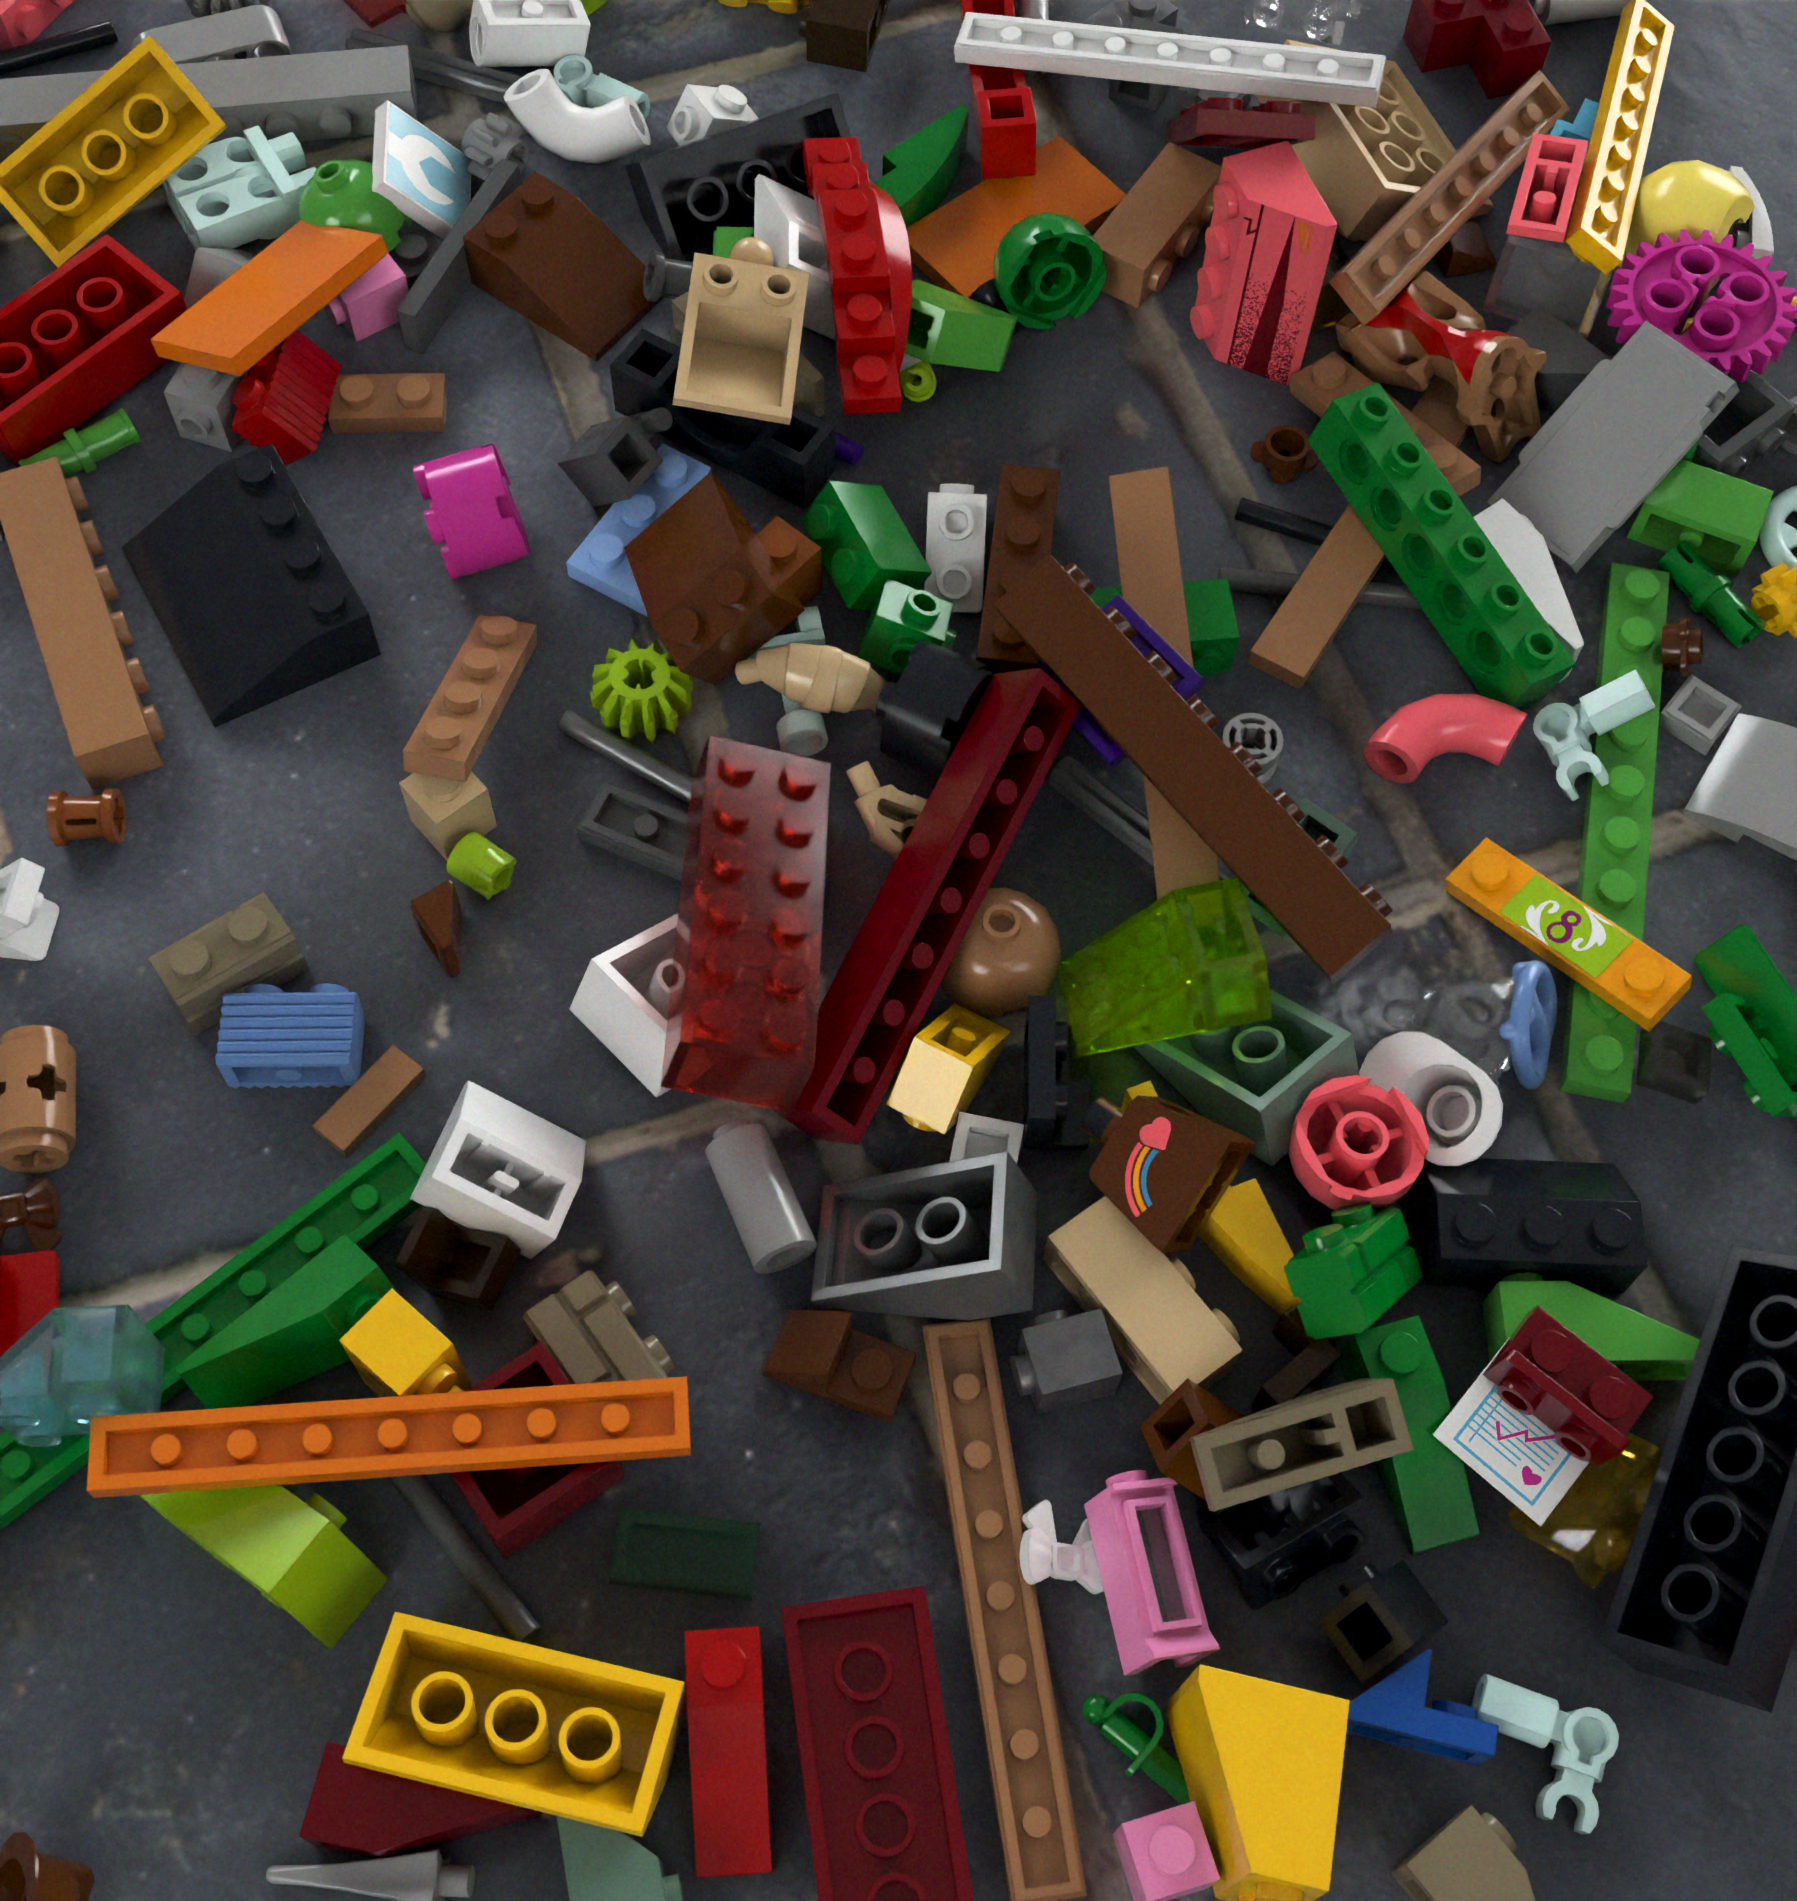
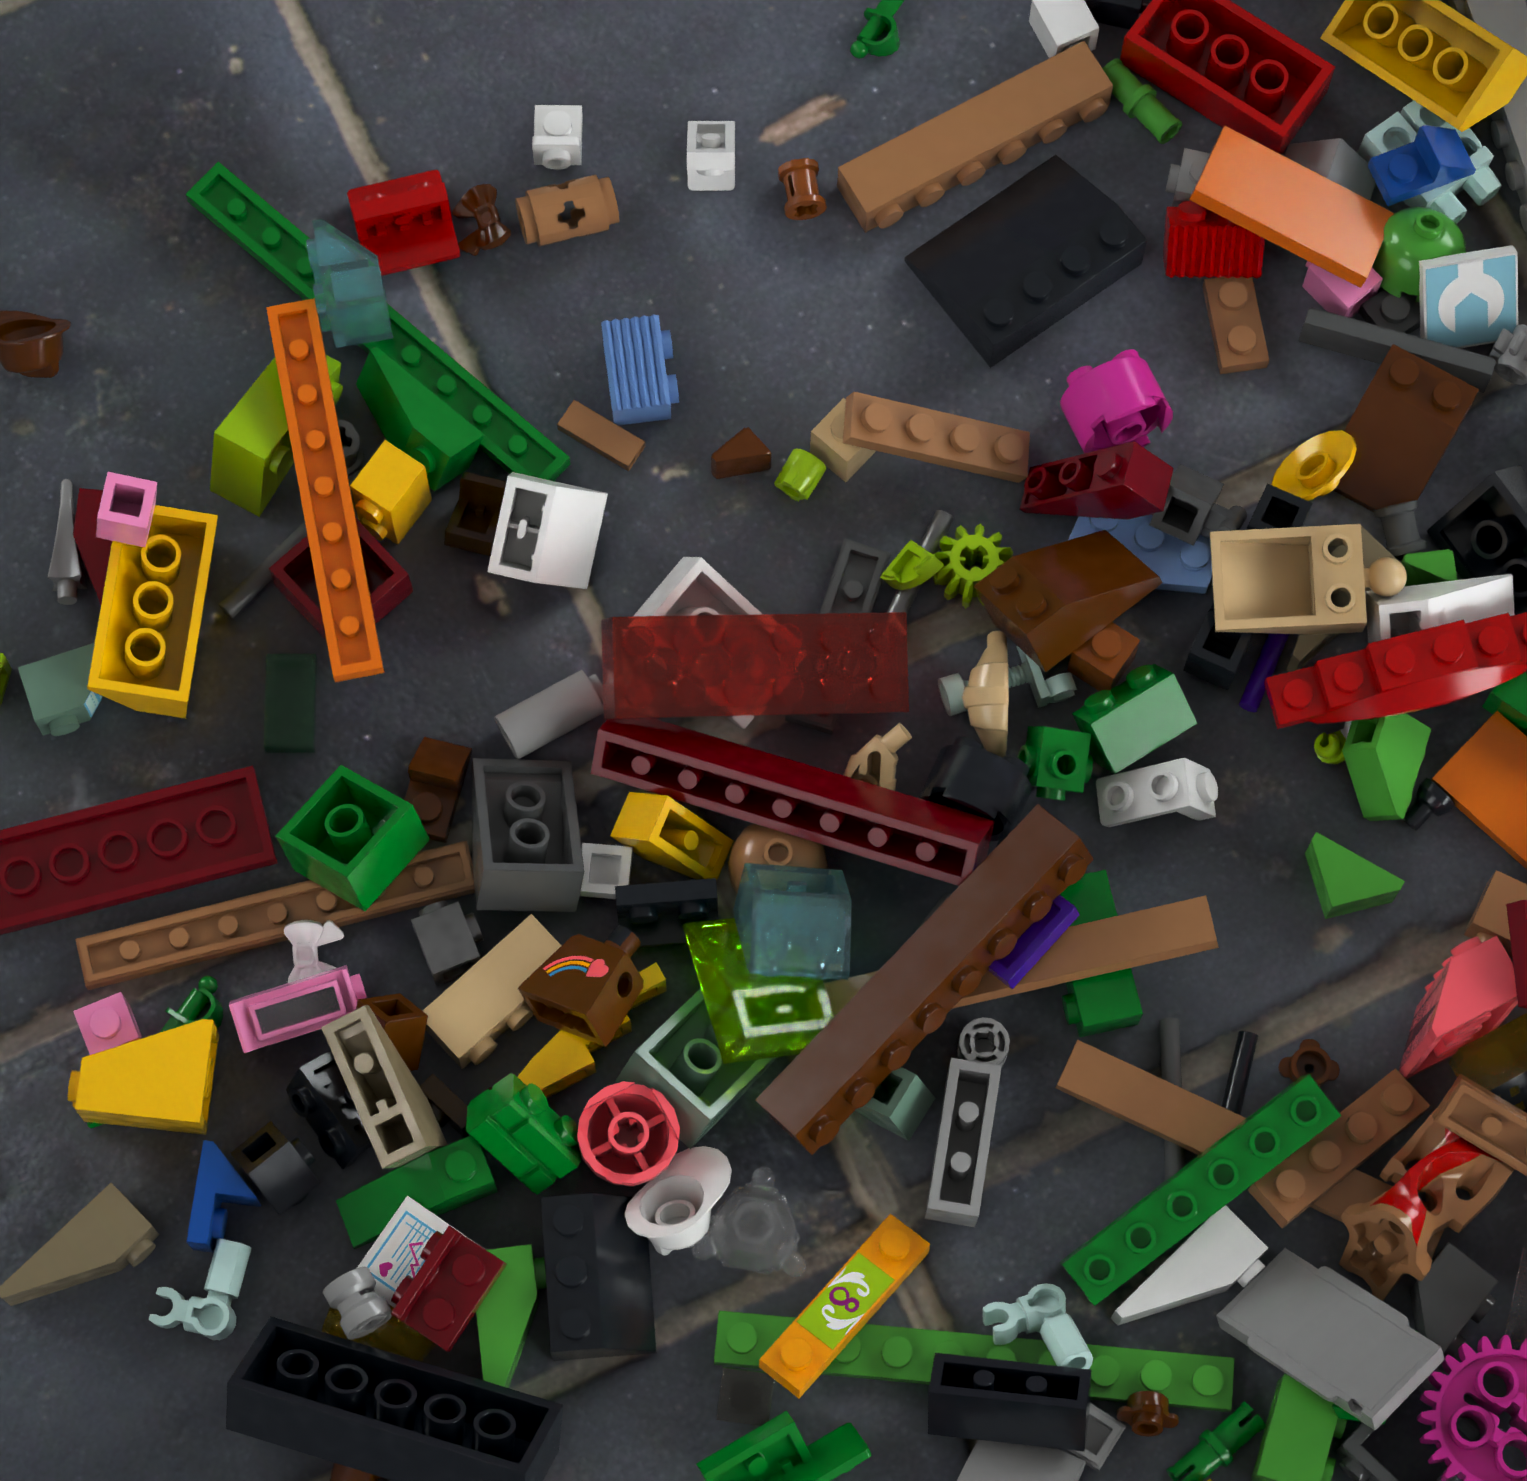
camera: 85 degrees right, 10 degrees up
(227, 957) = (690, 314): dark tan brick -> none
(253, 182) = (1421, 166): none -> blue slope
(375, 1729) = (126, 509): none -> bright pink brick
(571, 536) = (1099, 484): none -> dark red slope
(585, 335) = (1316, 465): none -> yellow dish
(592, 1336) = (422, 621): dark tan brick -> none
(634, 748) = (911, 567): none -> lime tile
(728, 1752) = (161, 745): red slope -> none
(917, 1462) = (353, 837): none -> green brick
(1018, 544) = (1152, 844): reddish brown brick -> none
(1048, 269) = (1462, 836): green cylinder -> none
(1074, 388) = (1347, 880): none -> bright green slope
(1098, 910) = (794, 921): none -> clear light blue slope
(1375, 780) = (963, 1142): none -> light grey brick
(1439, 727) = (1036, 1210): coral cylinder -> none
(1531, 1022) = (762, 1264): medium blue piece -> none
(1594, 1506) = (357, 1303): none -> light grey wheel
(1686, 765) = (1009, 1401): none -> black brick

